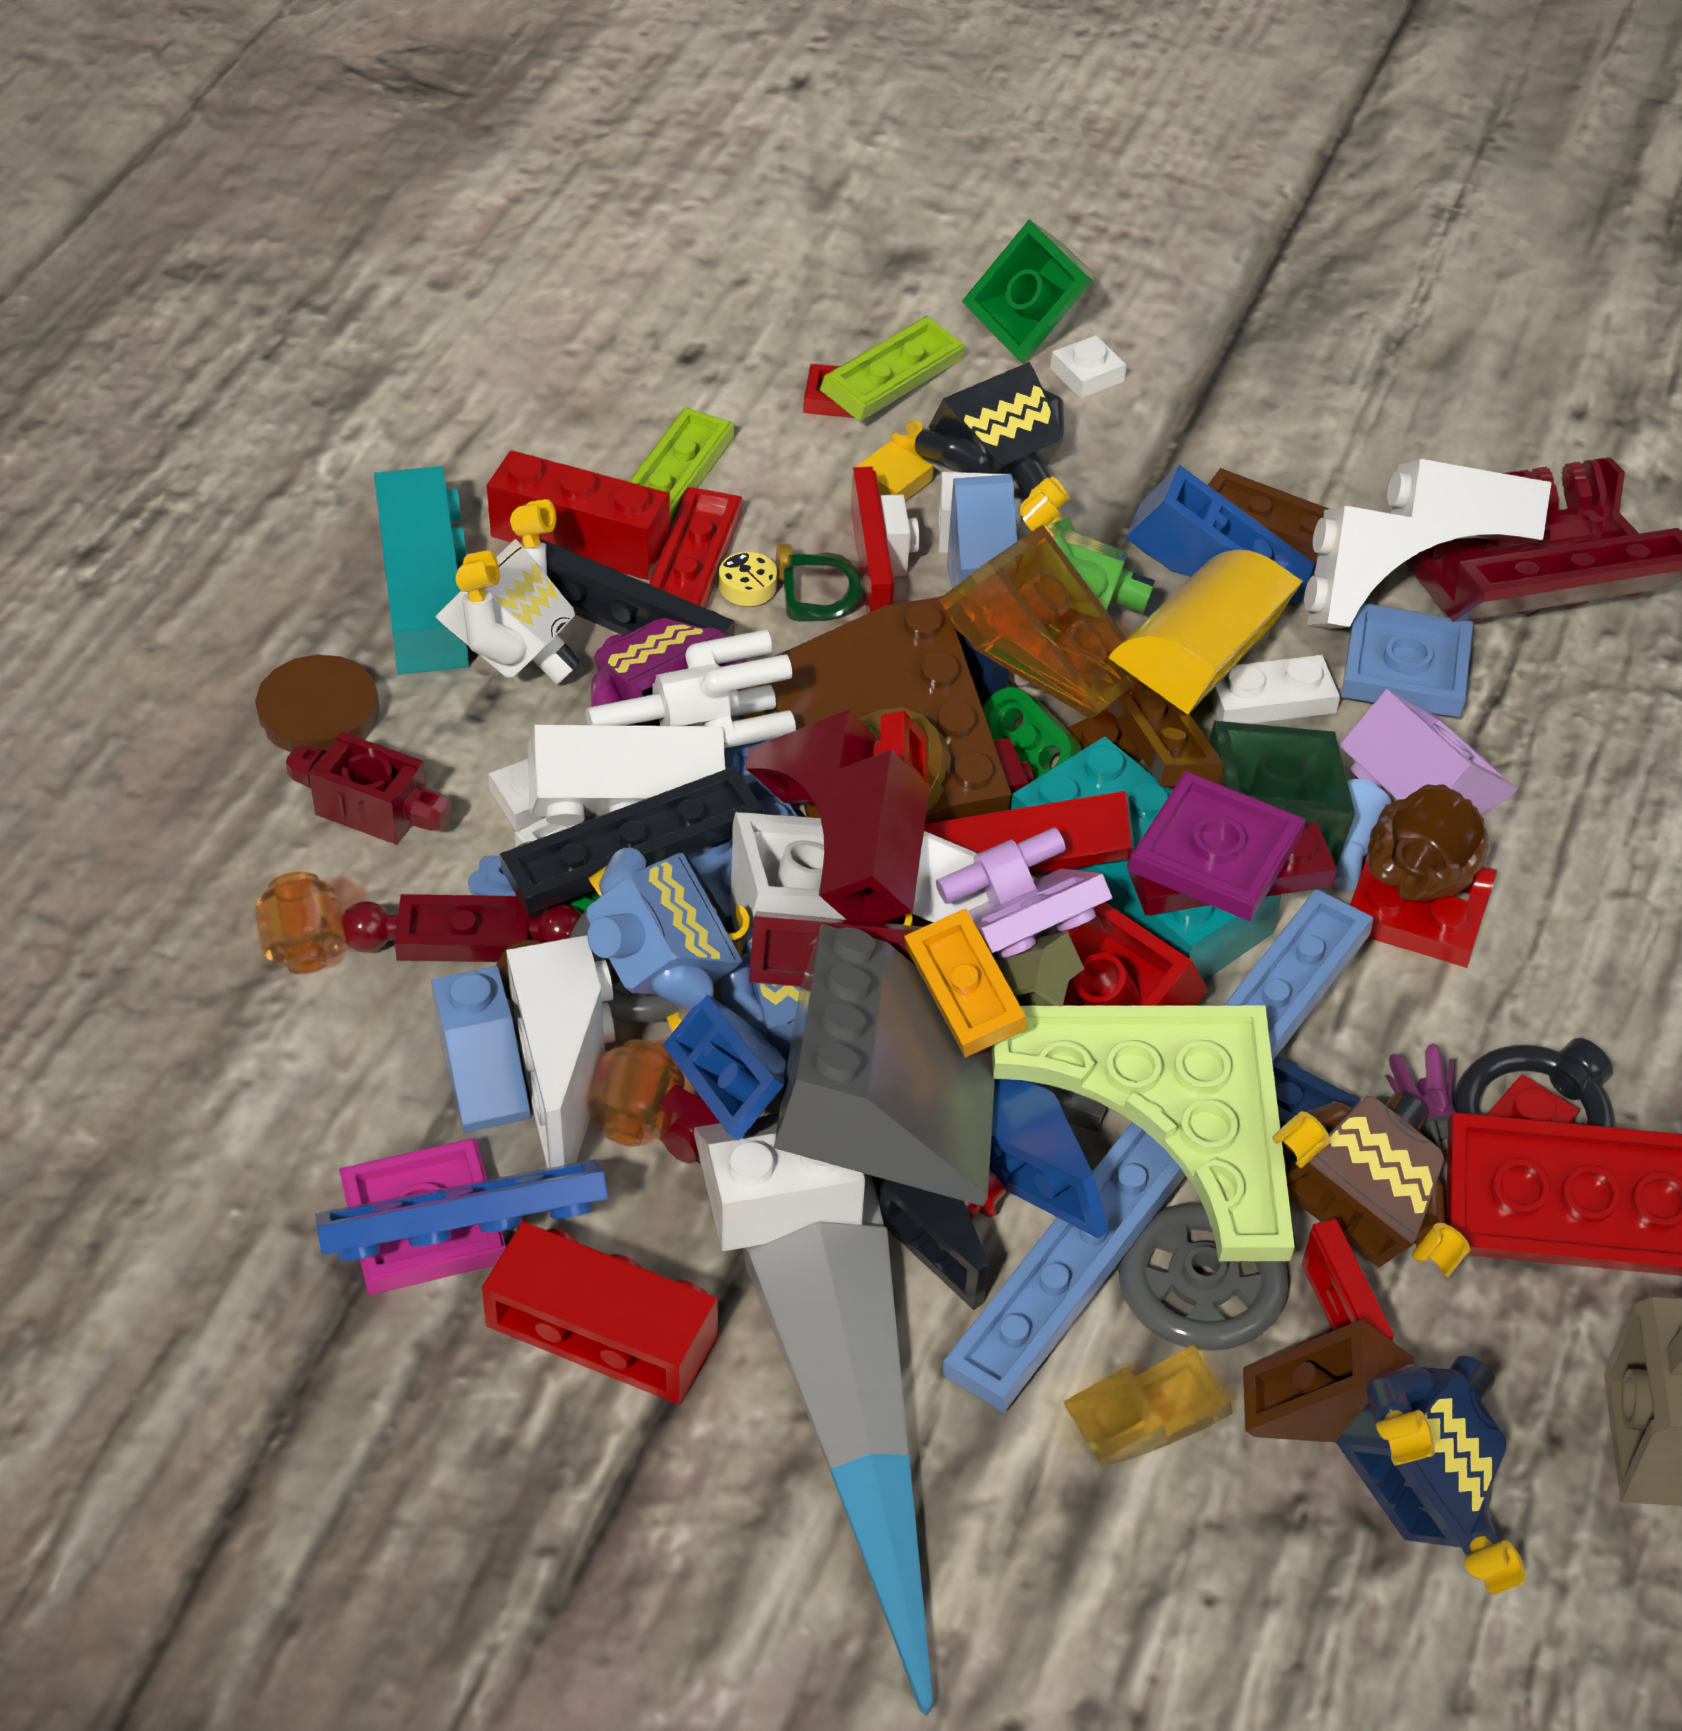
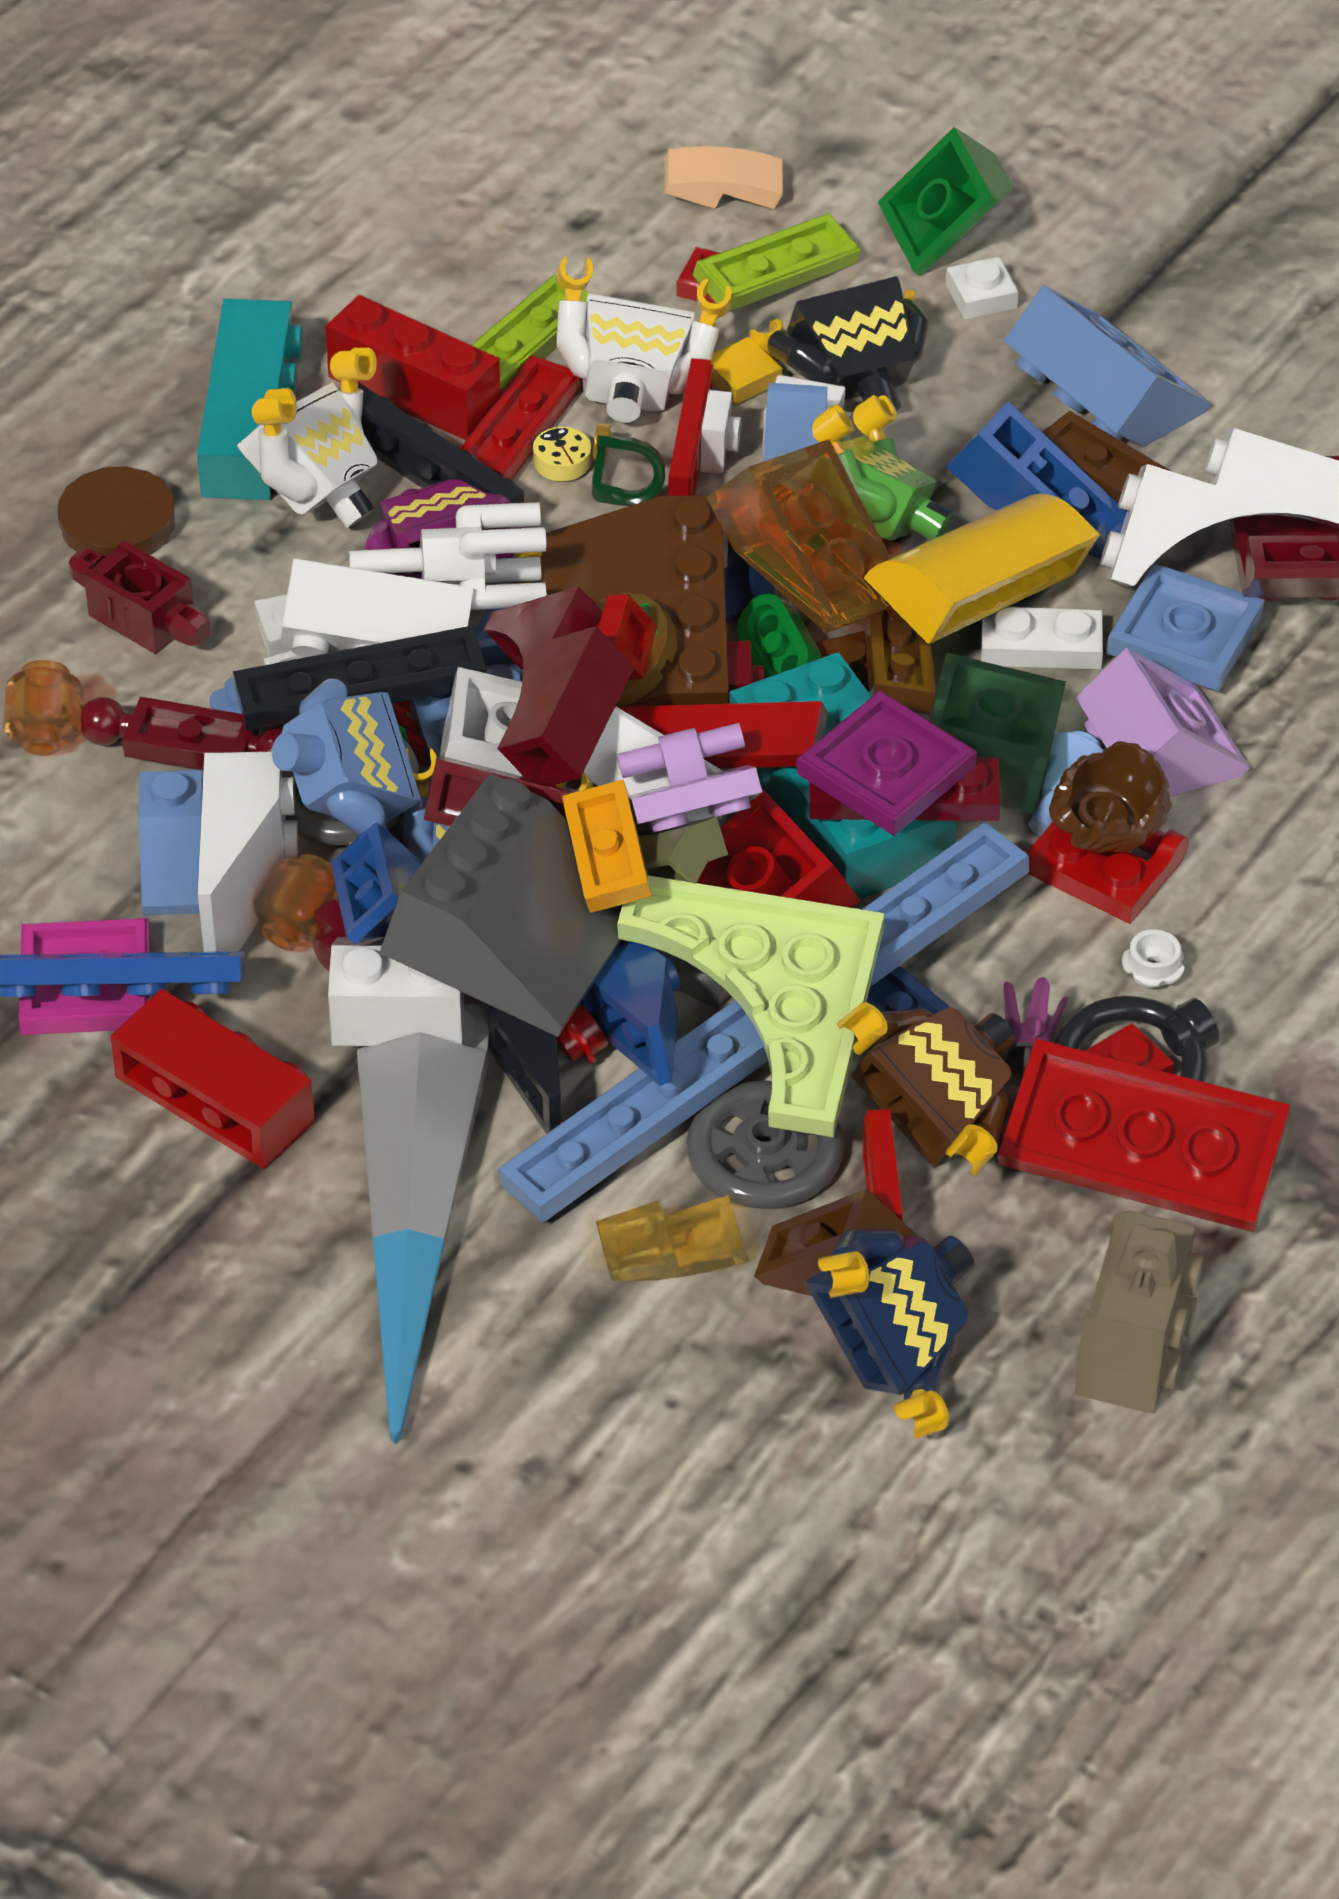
camera: 15 degrees right, 0 degrees up
(787, 468) = (631, 349): none -> white torso
(801, 293) = (708, 172): none -> light nougat slope
(1232, 425) = (1101, 370): none -> medium blue slope
(1513, 1001) = (1154, 958): none -> white plate

